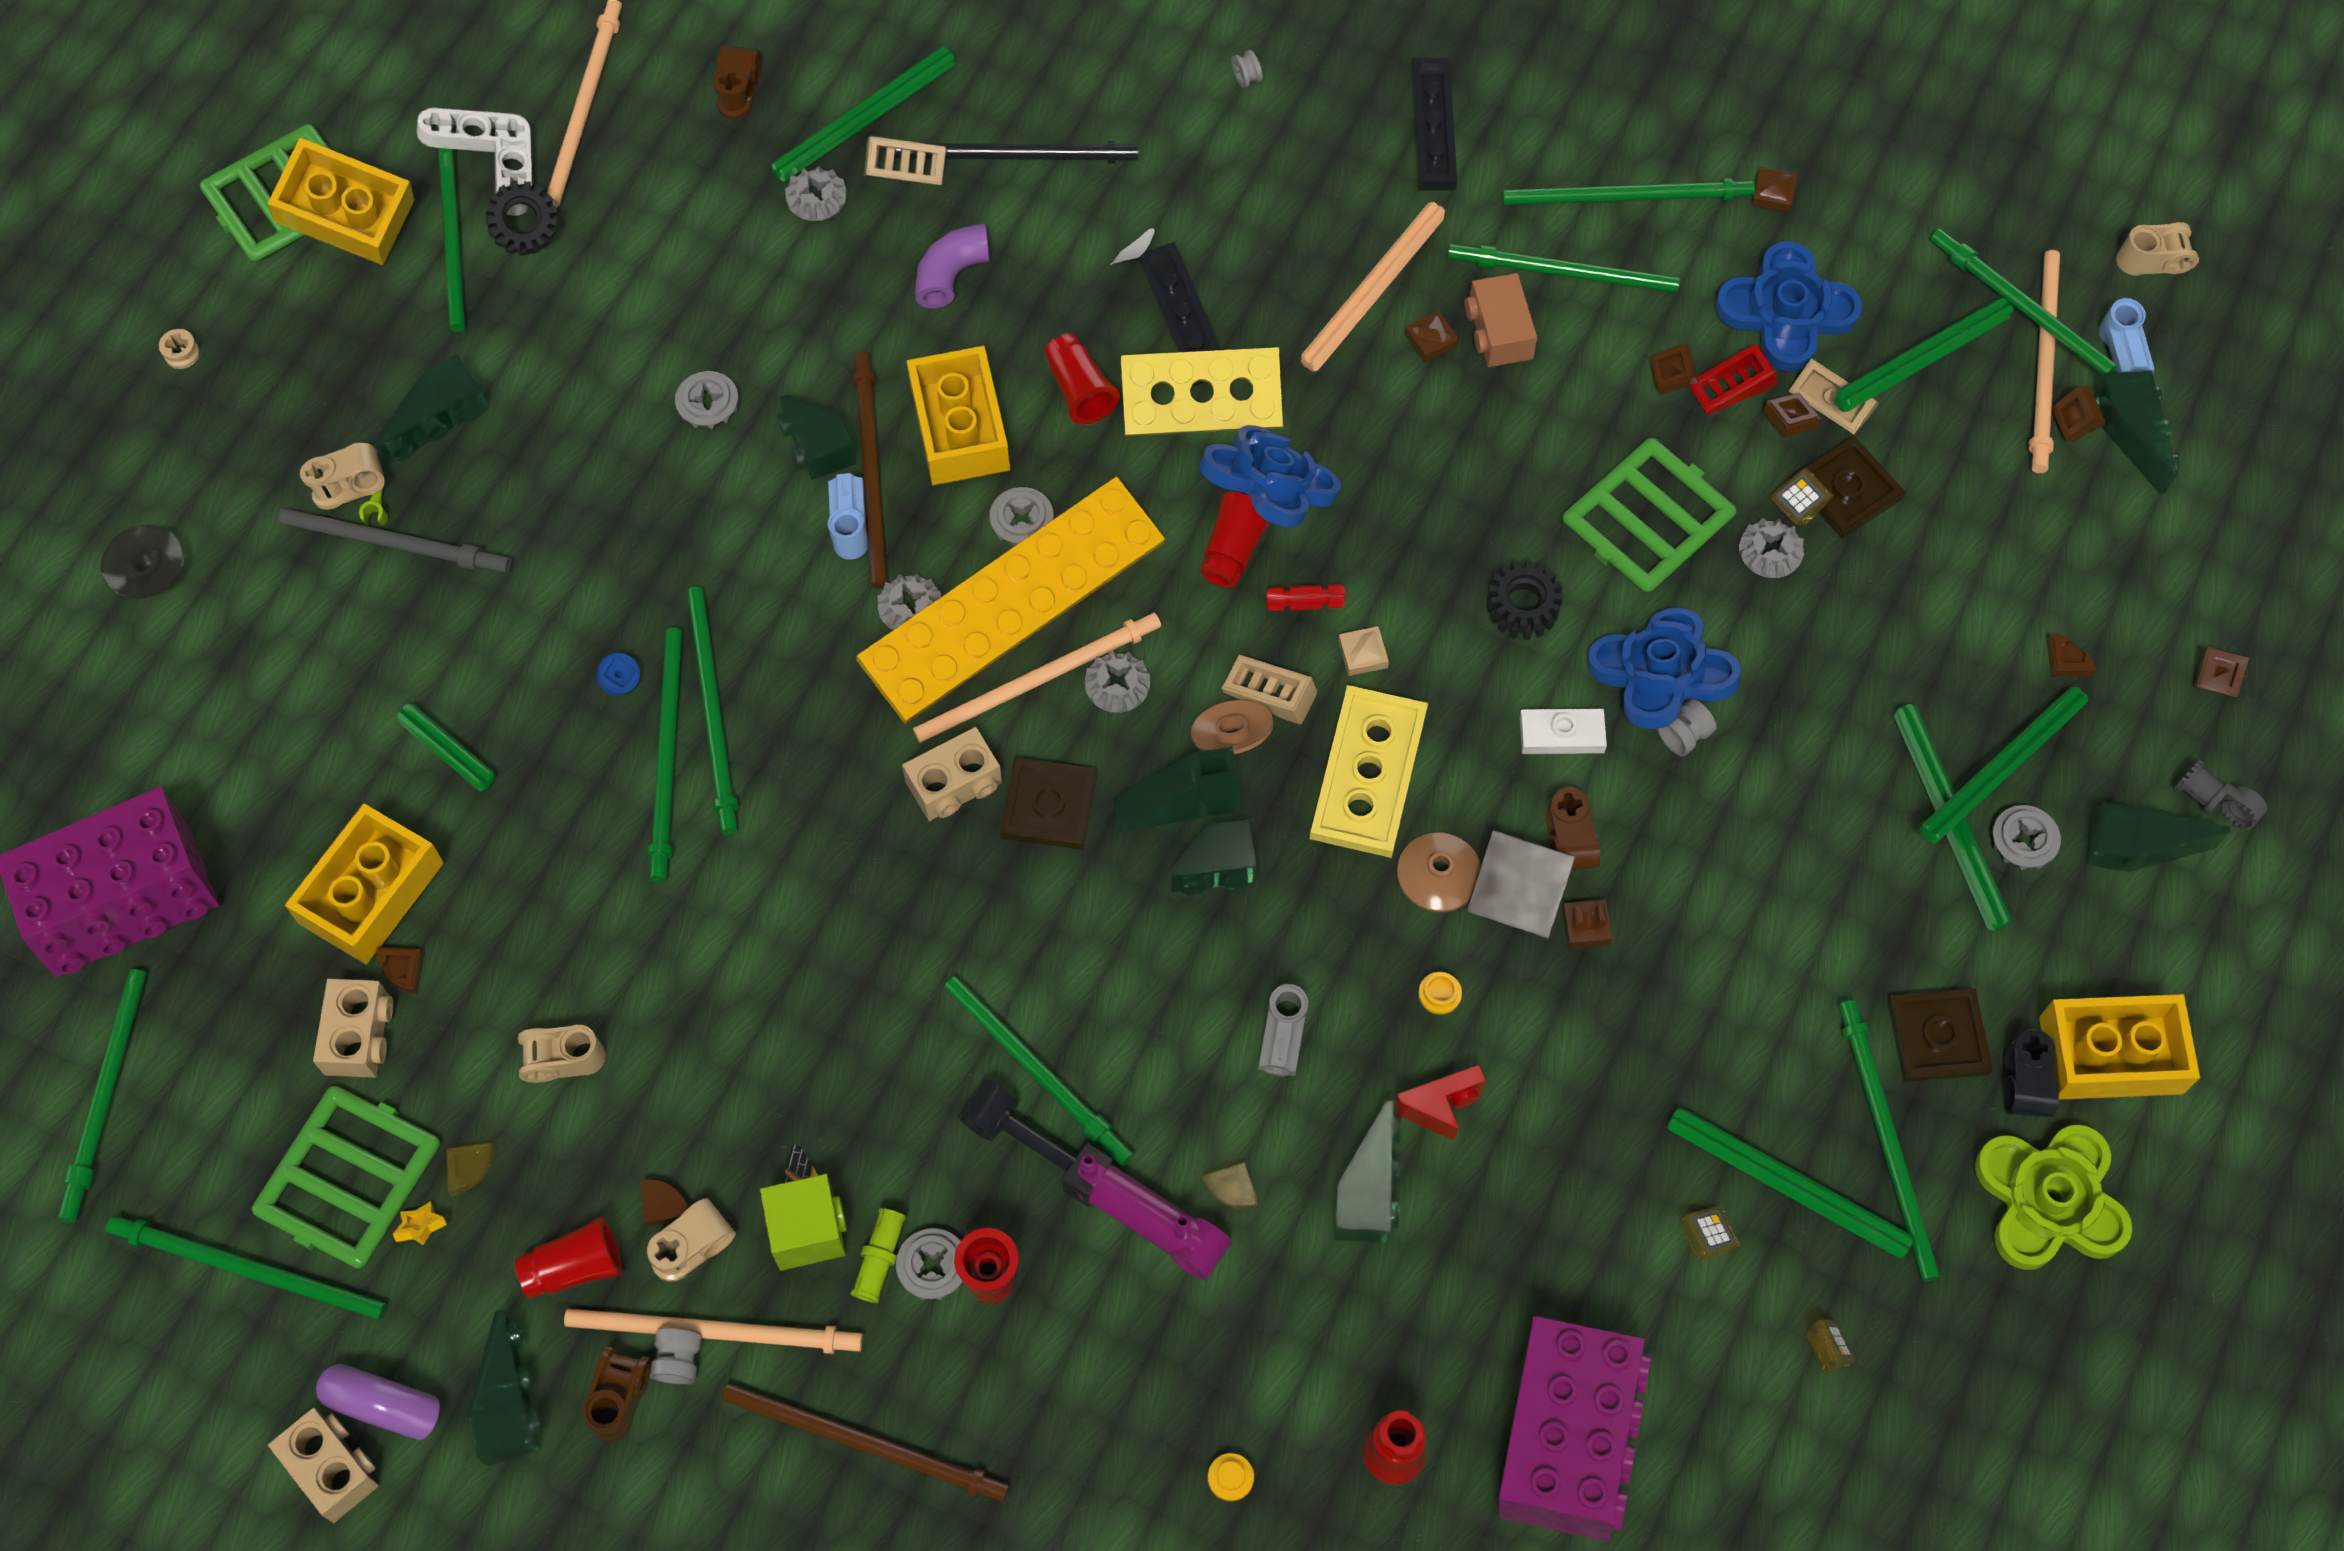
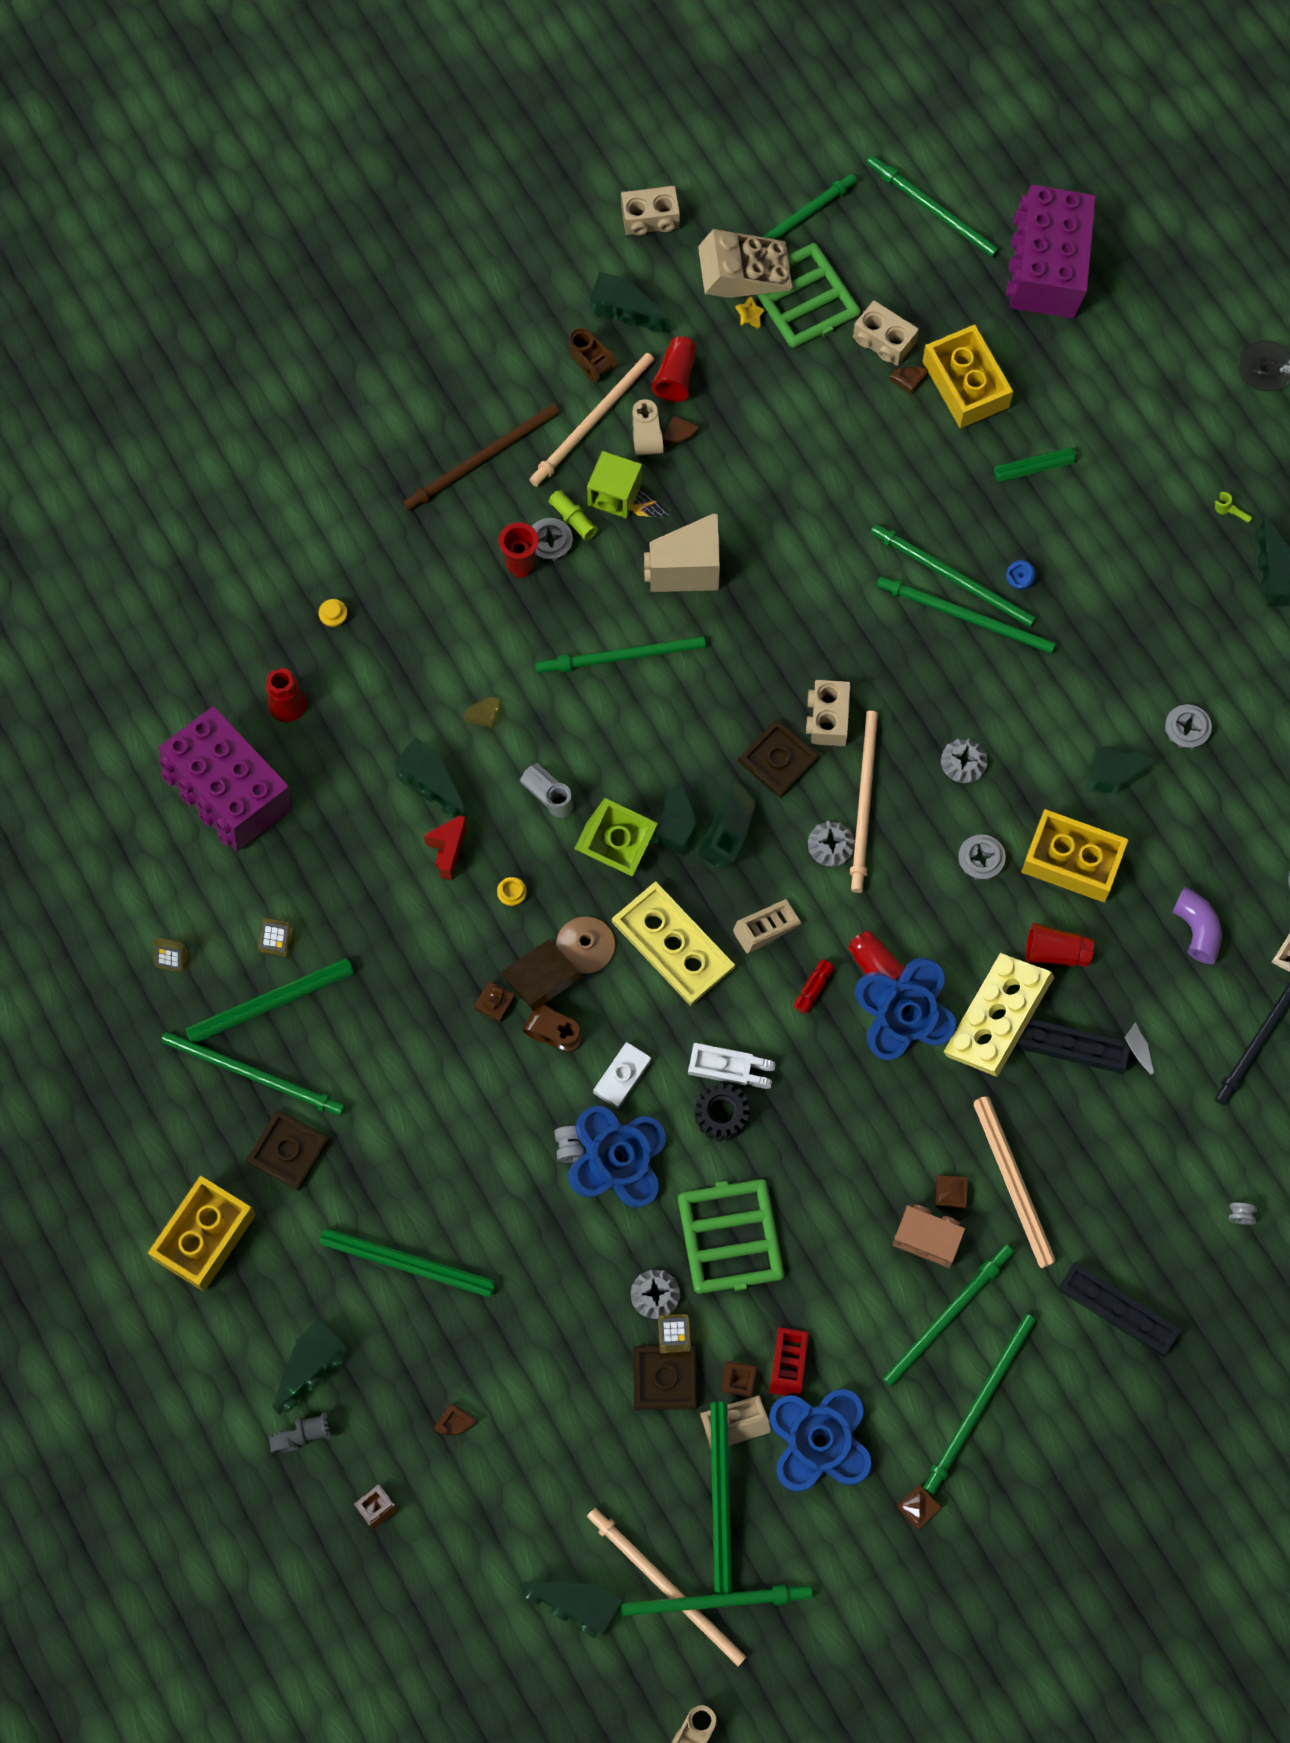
camera: 125 degrees right, 5 degrees up
(346, 475) = (1259, 495): tan piece -> none
(350, 1268) = (743, 265): none -> tan slope
(378, 1401) = (663, 244): medium lavender cylinder -> none
(466, 556) = (1160, 537): dark grey bar -> none
(467, 1166) = (768, 352): clear yellow tile -> none
(550, 1053) = (800, 421): tan piece -> none
(675, 1356) = (588, 390): light grey wheel -> none
(847, 516) = (1049, 757): light blue piece -> none
(854, 1056) = (685, 558): none -> tan slope
(864, 380) = (1117, 812): reddish brown bar -> none
(1010, 600) = (926, 817): yellow plate -> none
(1095, 1181) = (537, 642): magenta piece -> none
(1233, 724) = (762, 881): medium nougat dish -> none
(1298, 904) = (616, 836): none -> lime slope
(1363, 651) = (754, 996): tan tile -> none
(1468, 626) = (728, 1066): none -> white hinge
(1674, 369) = (822, 1327): reddish brown tile -> none
(2003, 765) = (413, 1315): green axle -> none
(2030, 1083) = (224, 1173): black piece -> none
(2032, 822) = (355, 1283): light grey gear -> none
(2070, 1172) = (146, 1114): lime plant -> none
(2078, 414) = (610, 1568): reddish brown tile -> none
(2126, 341) = (636, 1647): light blue piece -> none

